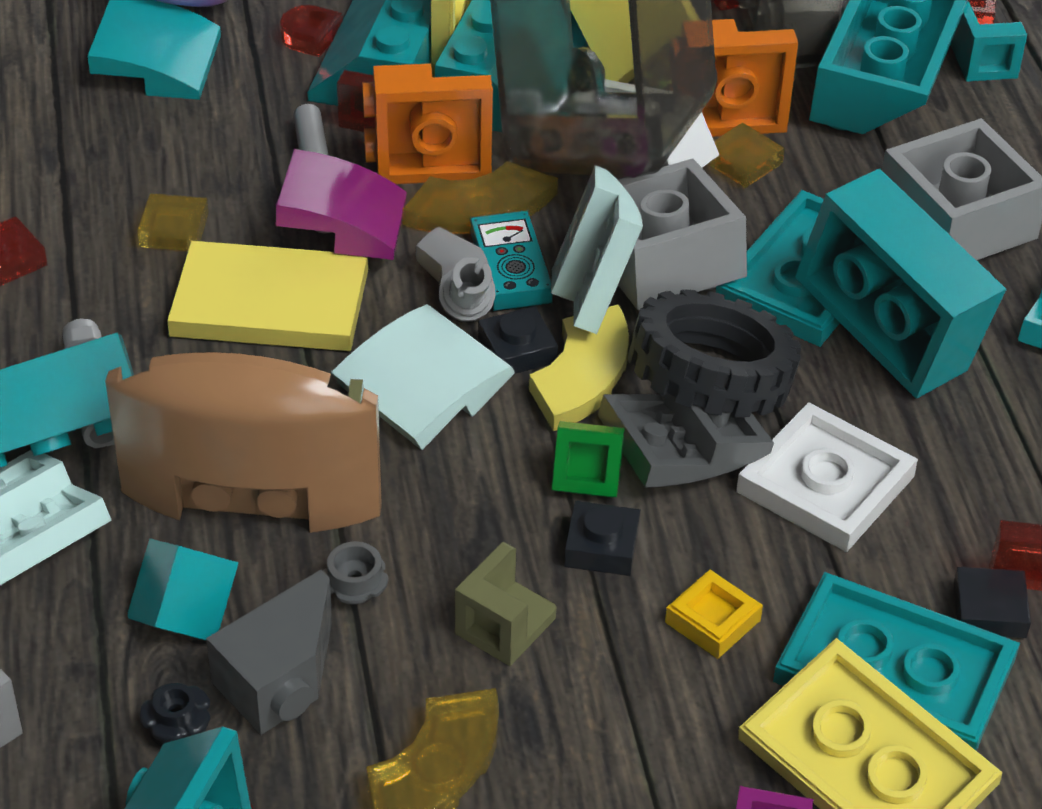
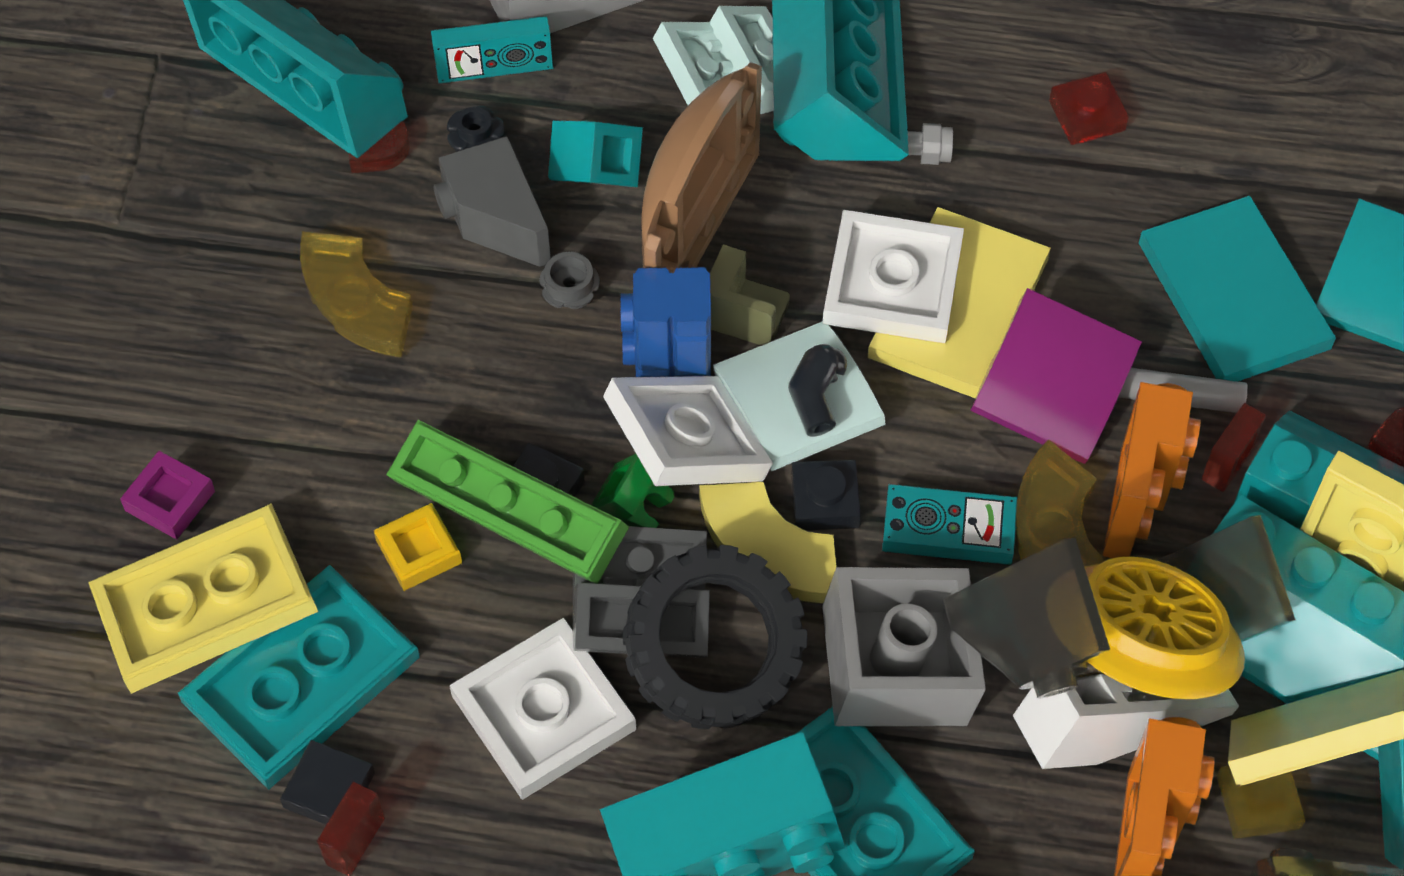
camera: 110 degrees right, 15 degrees up
(56, 721) = (492, 49): none -> teal tile
(172, 221) = (1094, 246): clear yellow tile -> none
(192, 135) = (1236, 290): none -> teal tile
(273, 317) = (893, 276): none -> white tile
(413, 441) = (668, 323): none -> blue brick
(429, 338) = (808, 384): none -> black arm
(462, 274) = (914, 459): light grey arm -> none
(498, 611) = (481, 375): olive panel -> none
(513, 416) = (687, 430): none -> white tile
(588, 64) = (1163, 630): none -> yellow piece
(596, 249) = (877, 547): light aqua slope -> none
(648, 535) = (508, 501): none -> bright green tile
(746, 155) = (1063, 820): clear yellow tile -> none

